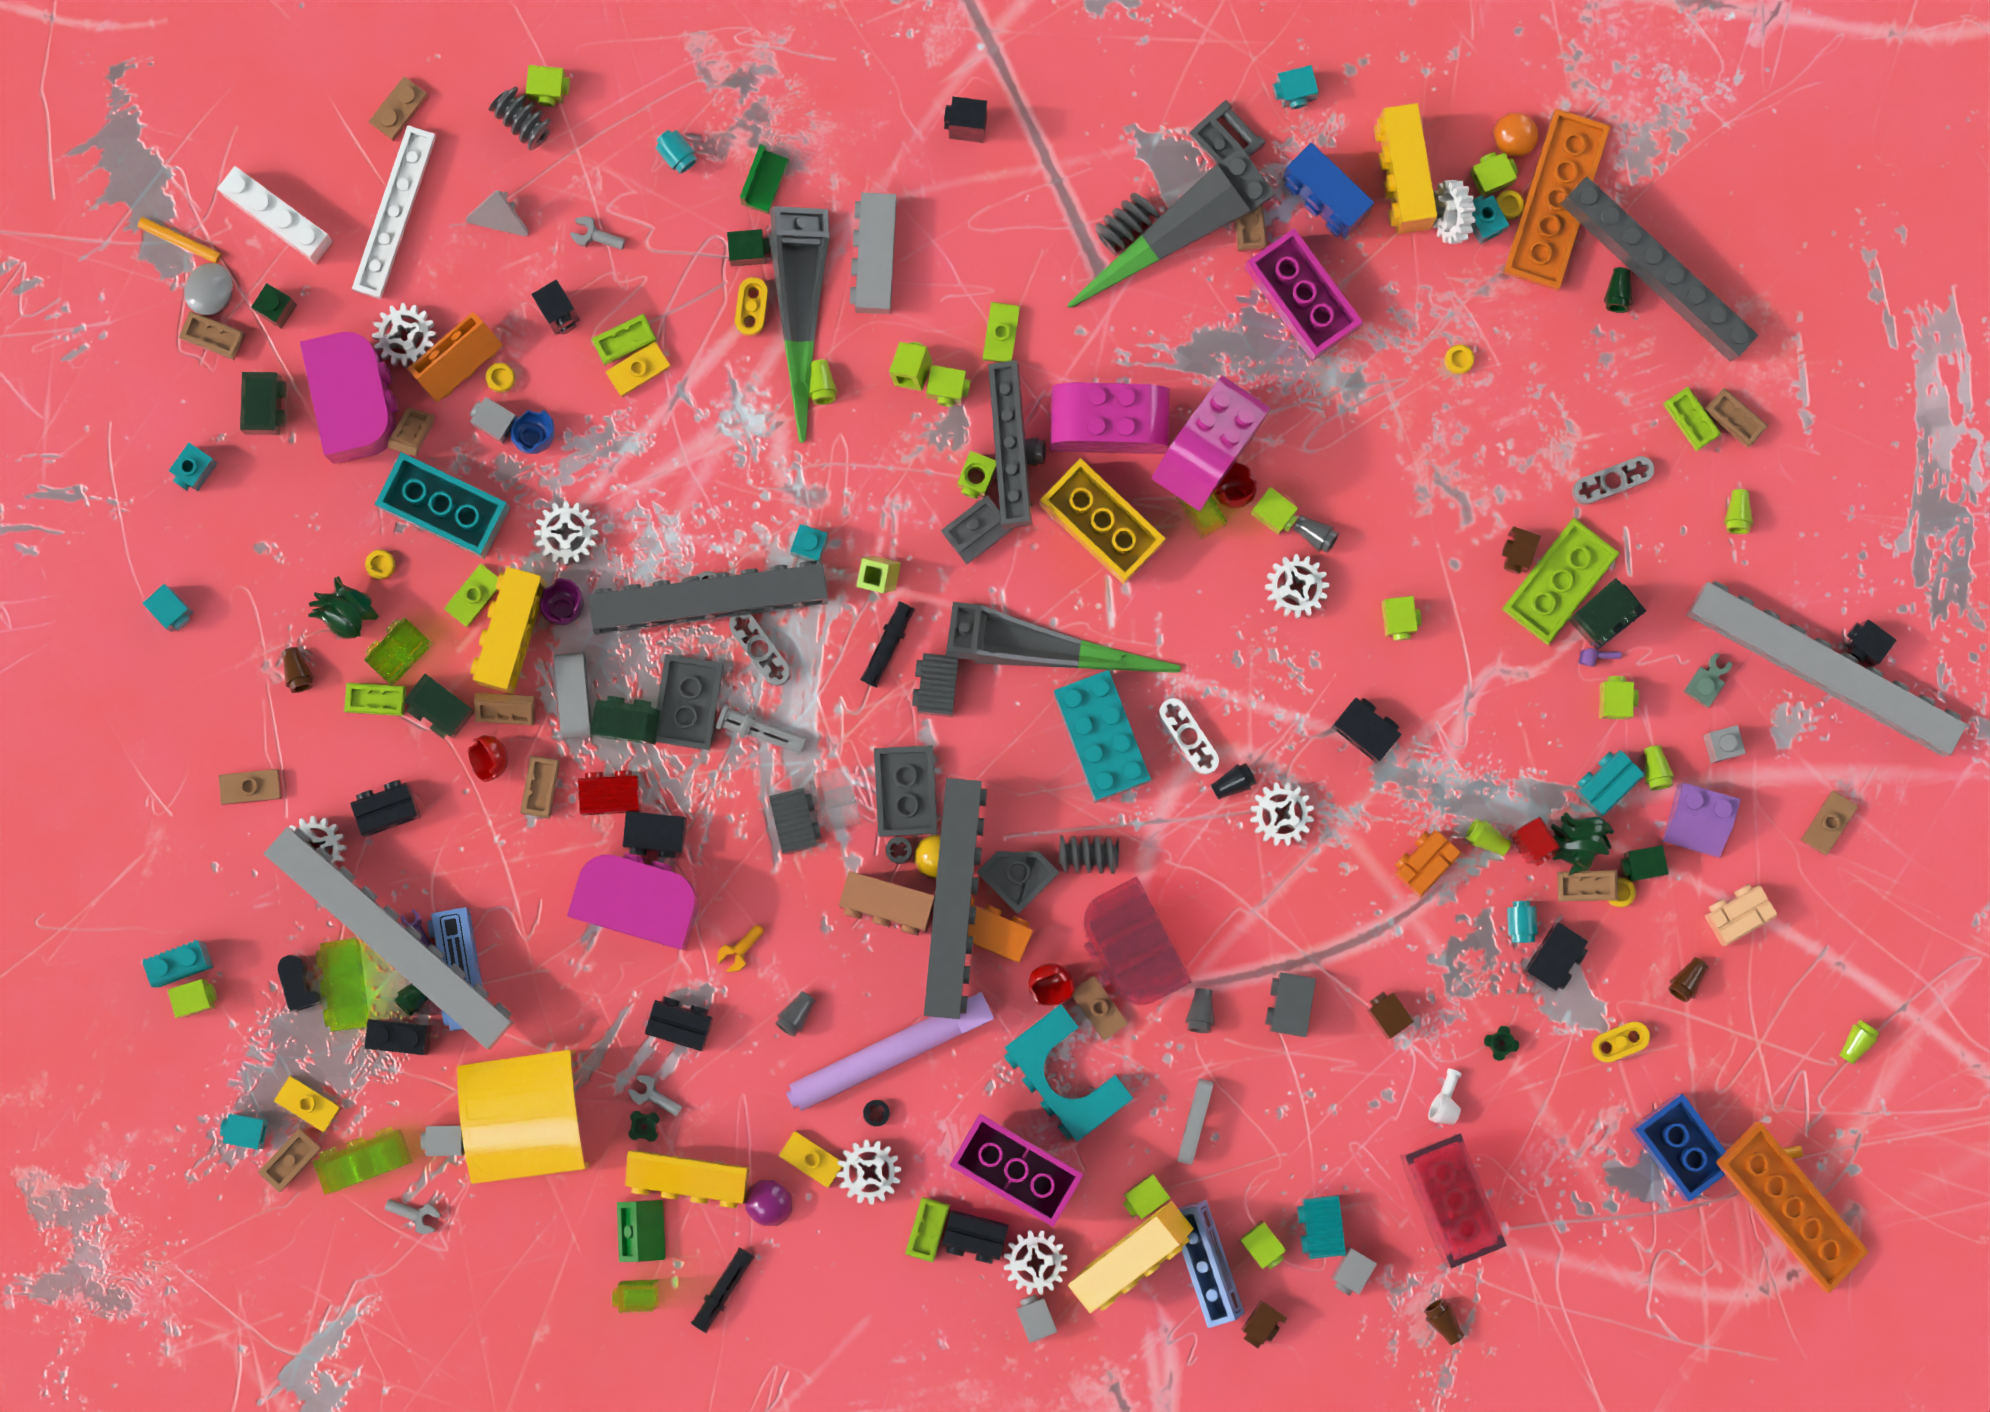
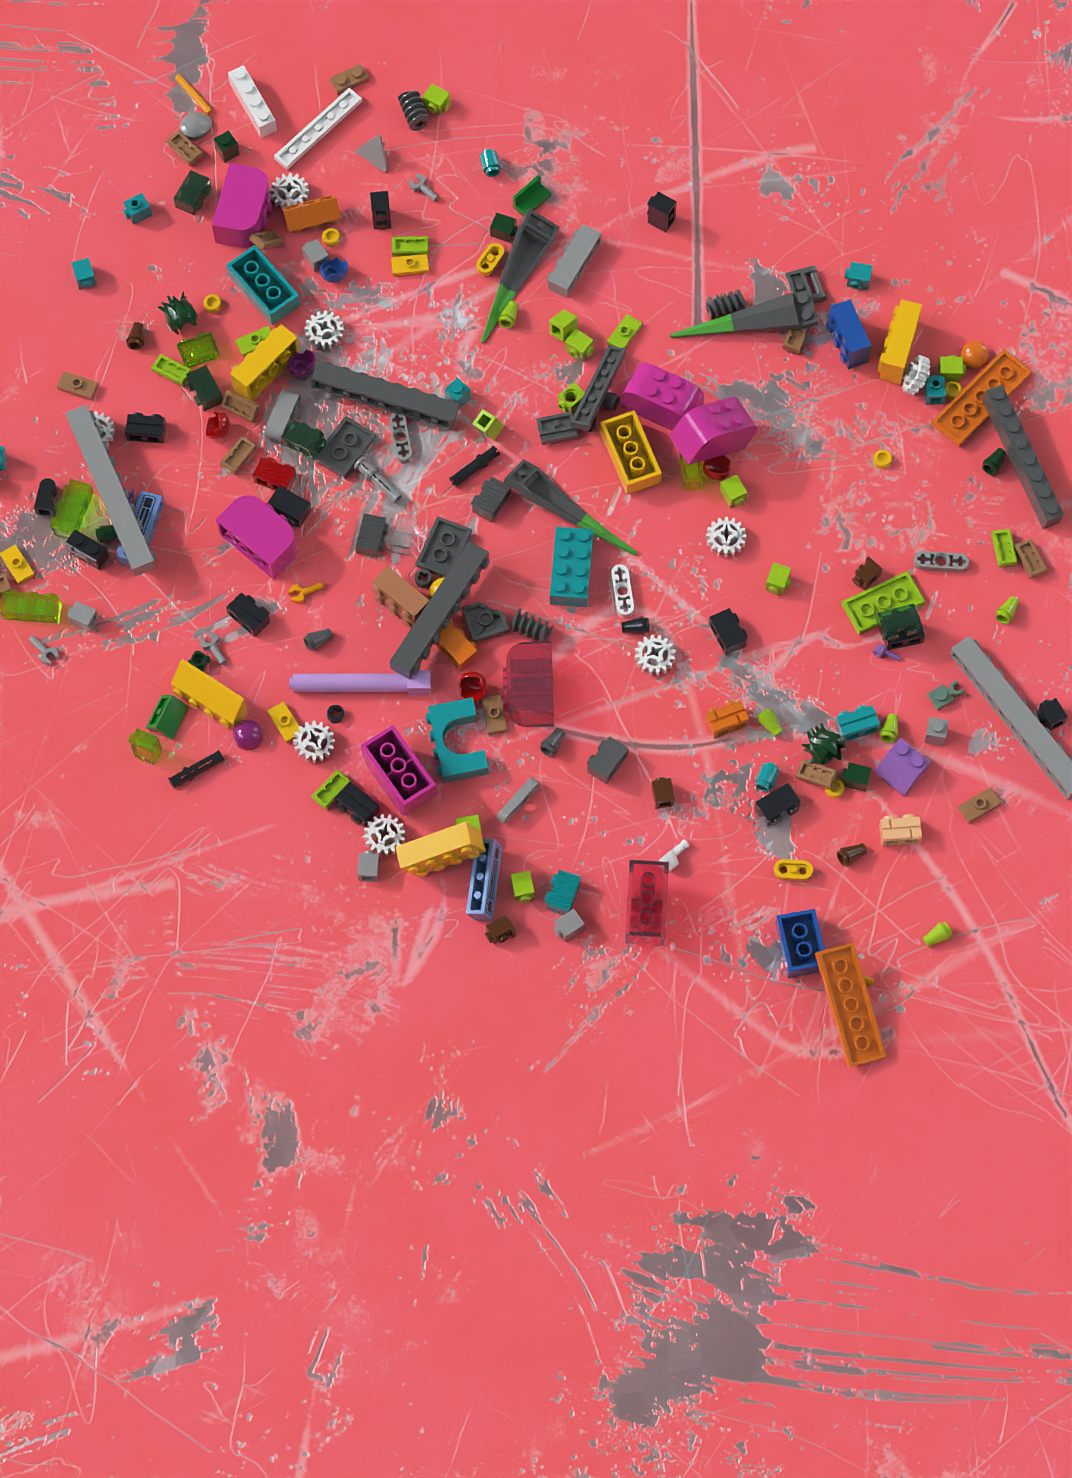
camera: 30 degrees right, 15 degrees down
(519, 1117) = (130, 622): yellow windscreen -> none
(1303, 294) = (807, 383): dark pink brick -> none
(1316, 533) = (753, 516): dark grey cone -> none
(1443, 1320) = (608, 976): reddish brown cone -> none
(1510, 1044) = (721, 844): dark green plate -> none
(1535, 842) = (795, 731): red brick -> none
(1617, 698) = (885, 679): lime brick -> none

